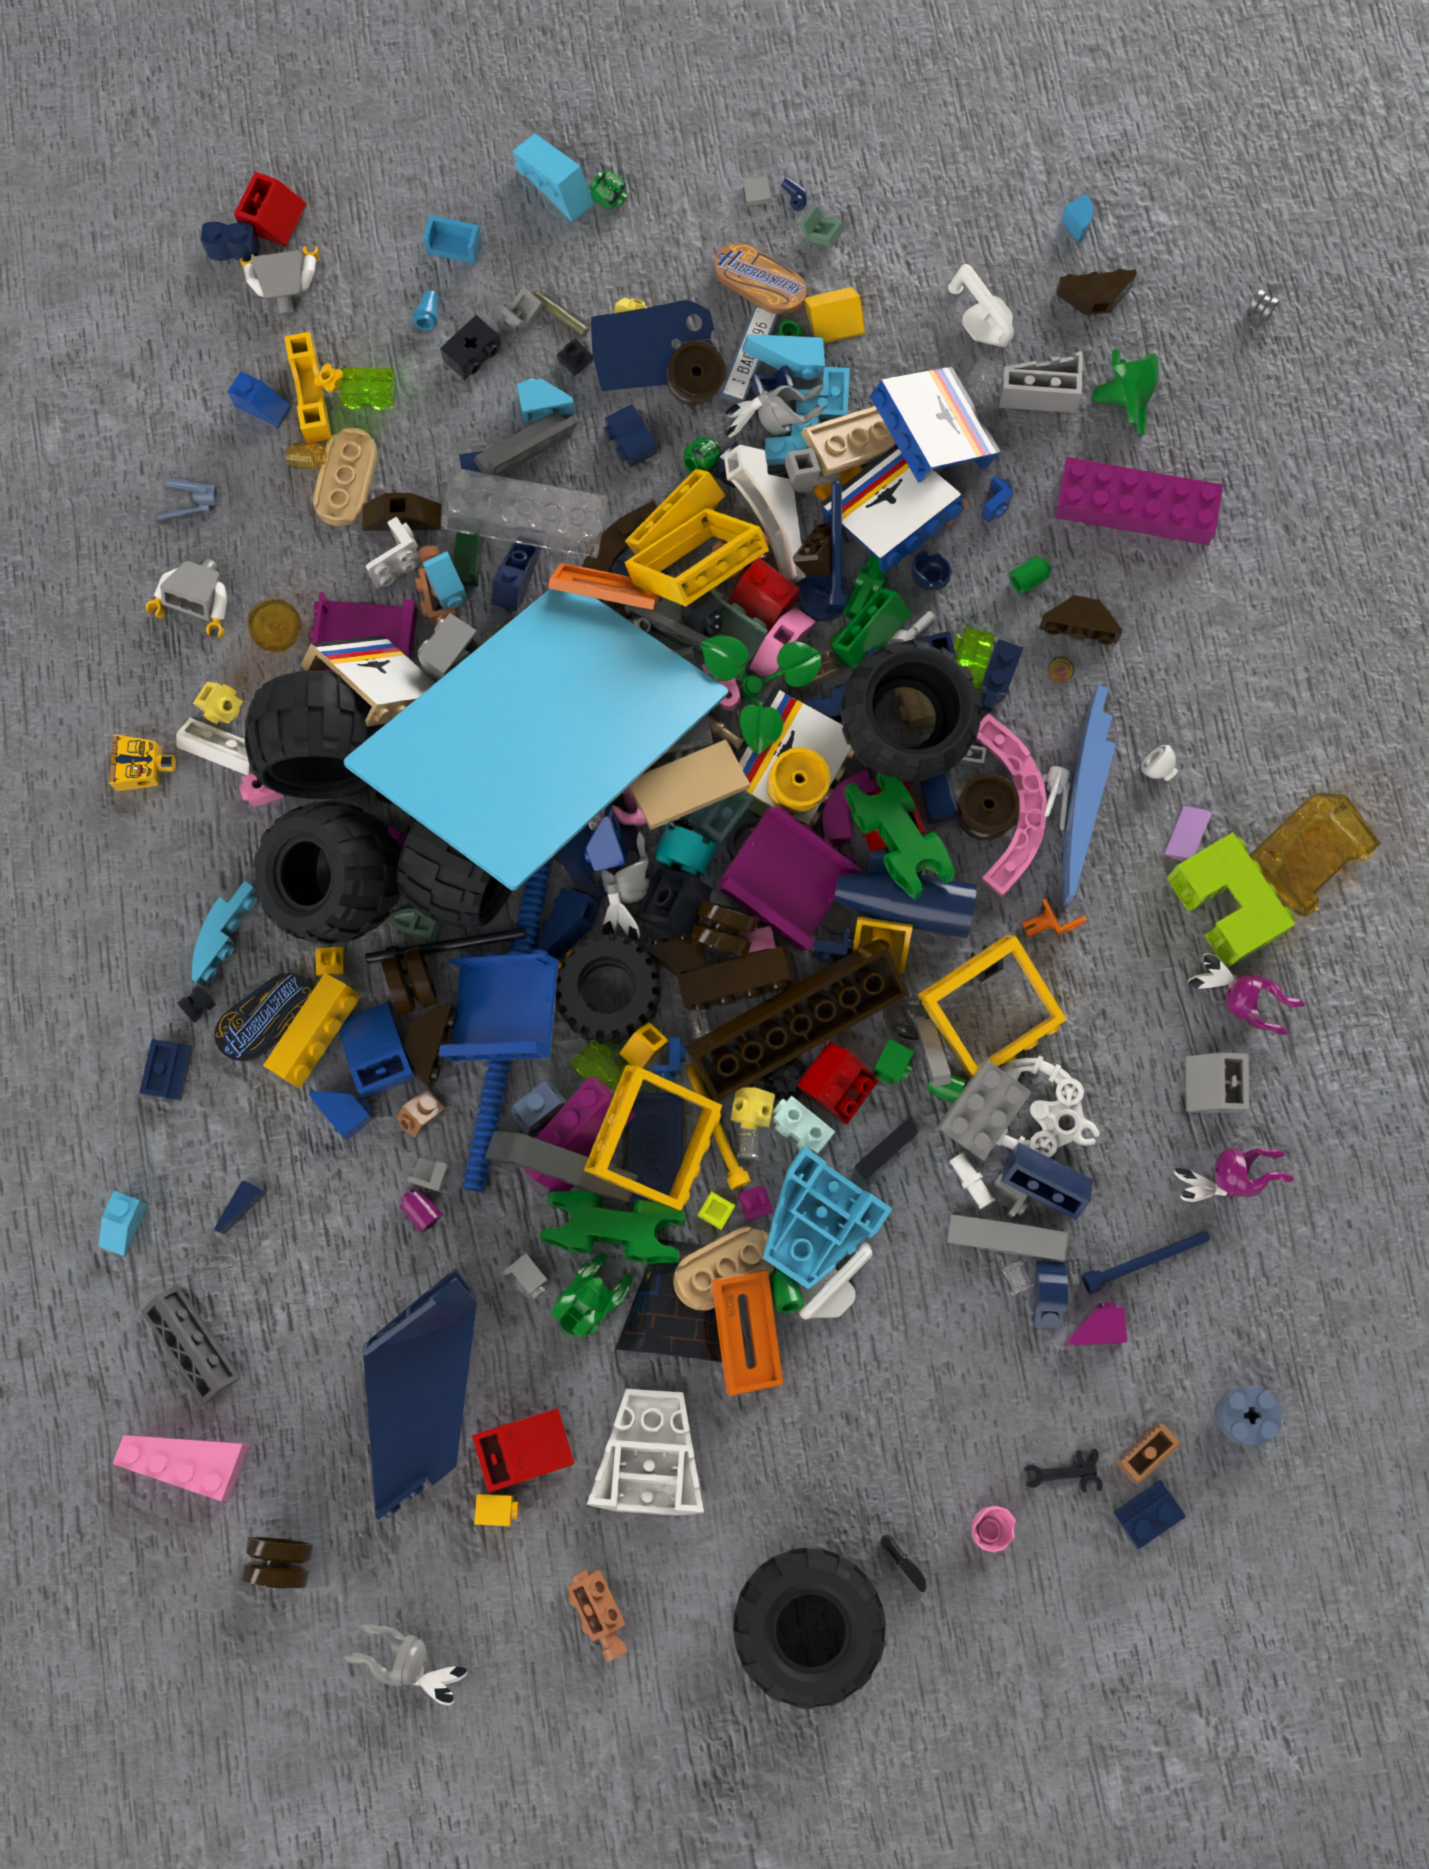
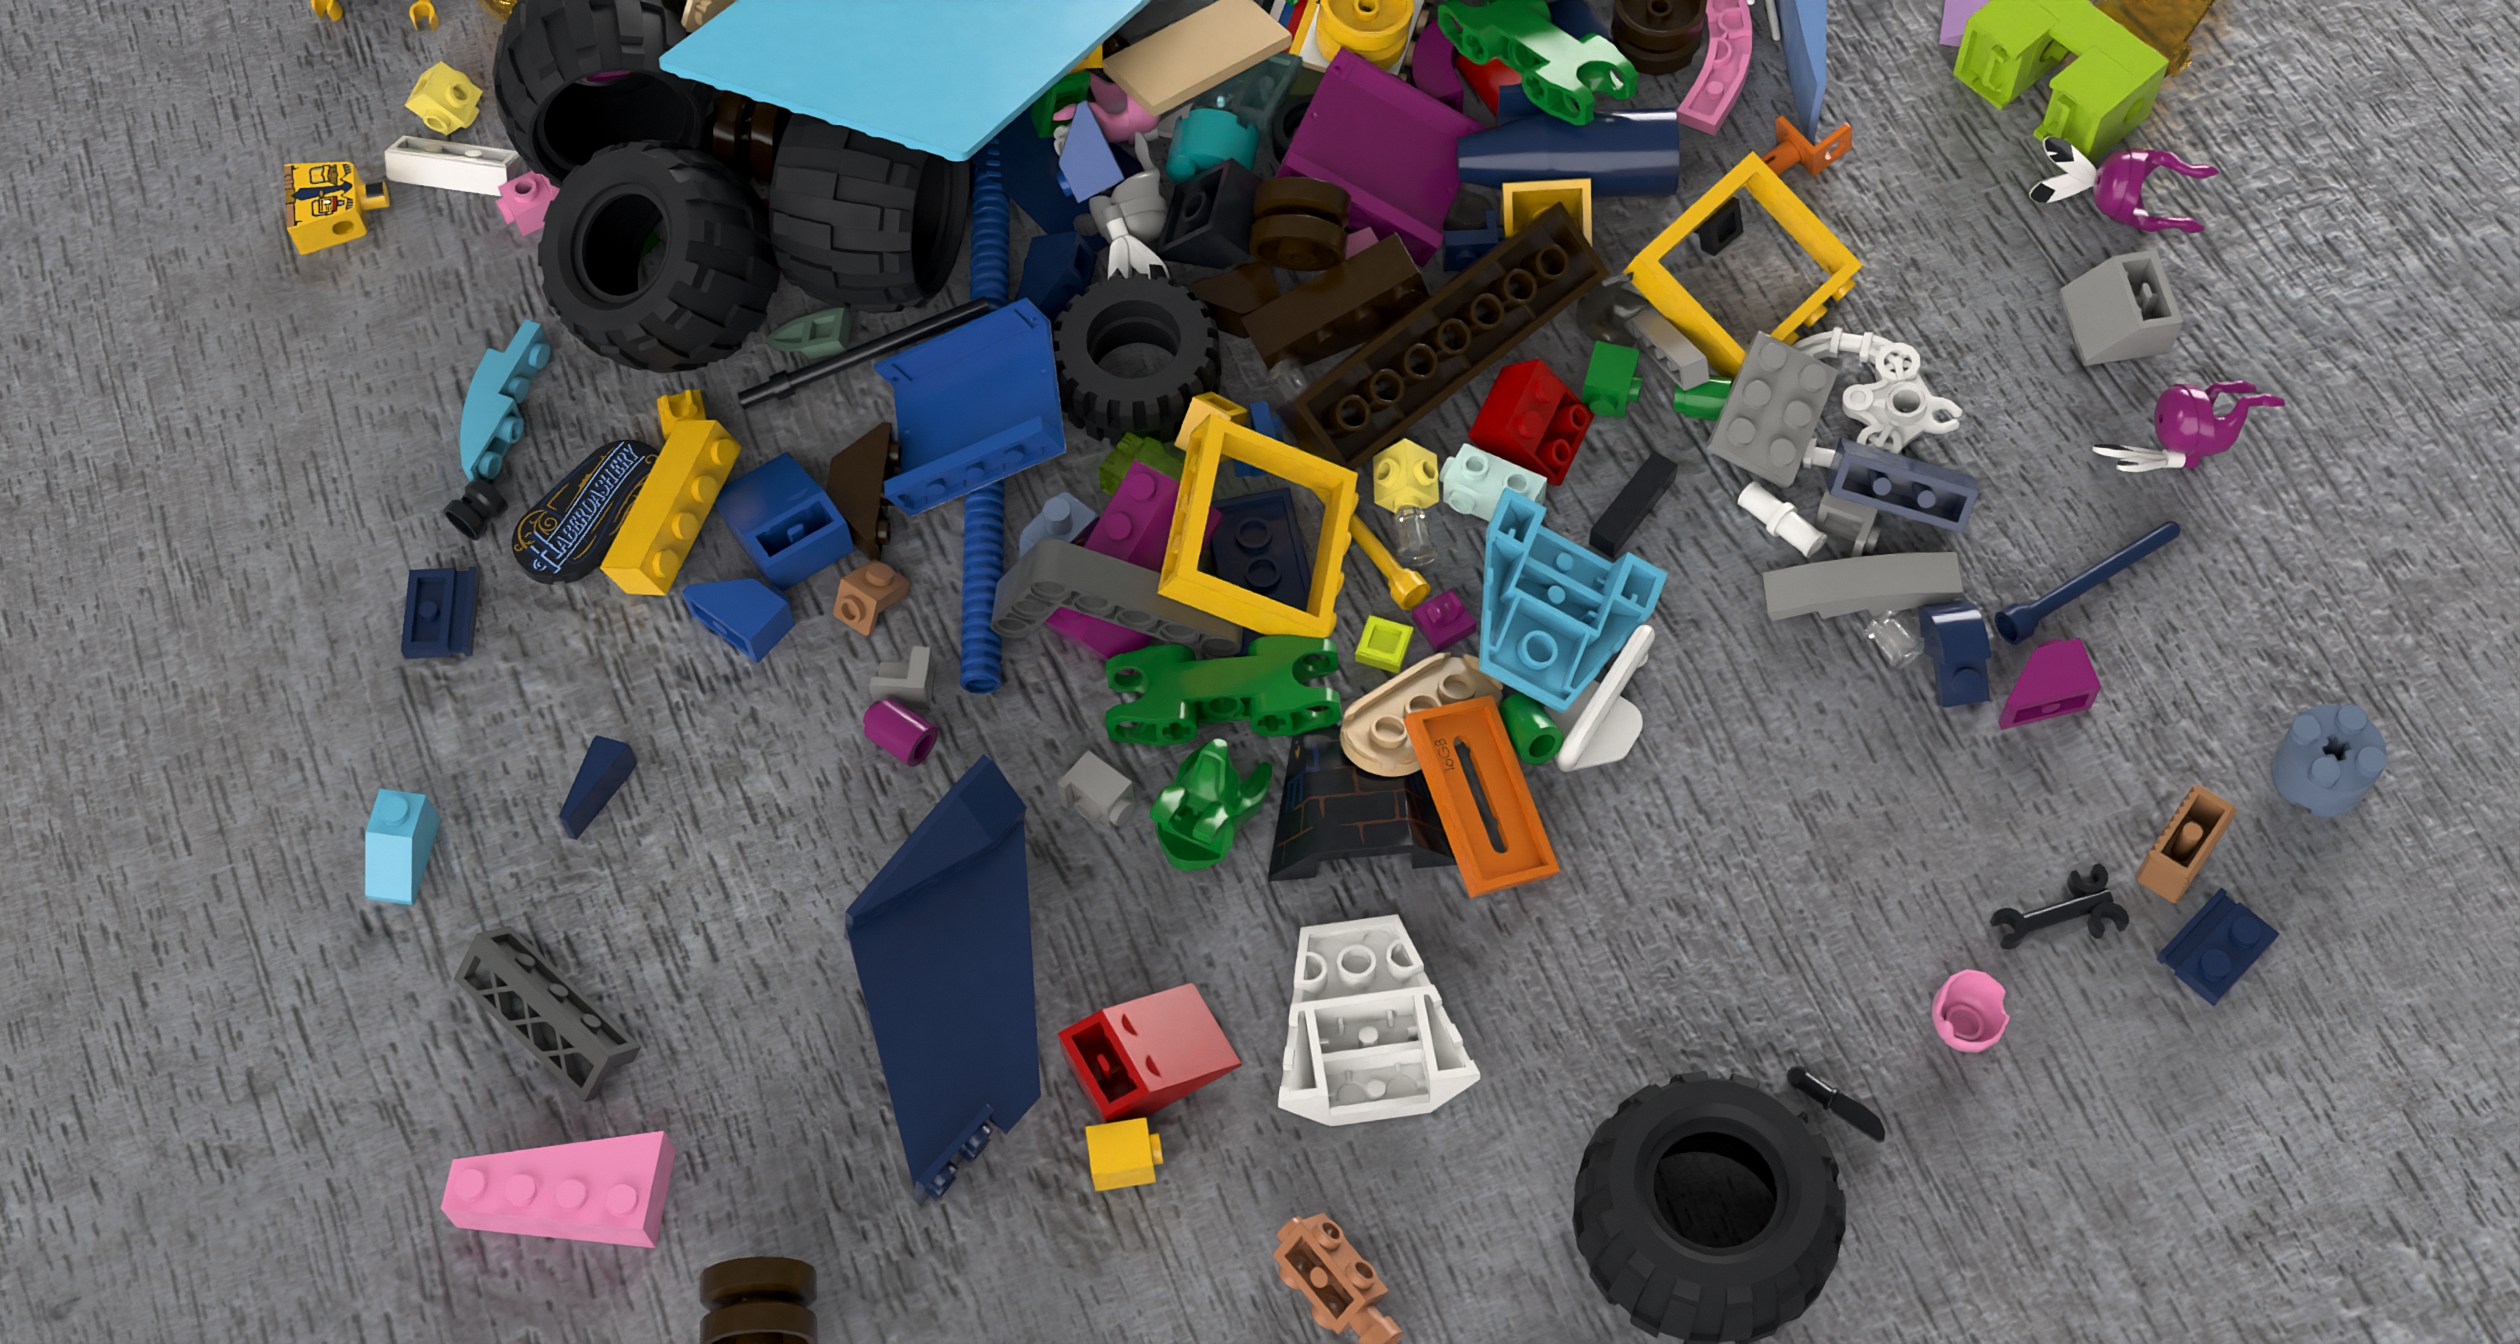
camera: 10 degrees left, 15 degrees down
(406, 982) = (817, 401): dark brown wheel -> none
(777, 1087) = (1428, 433): black gear -> none

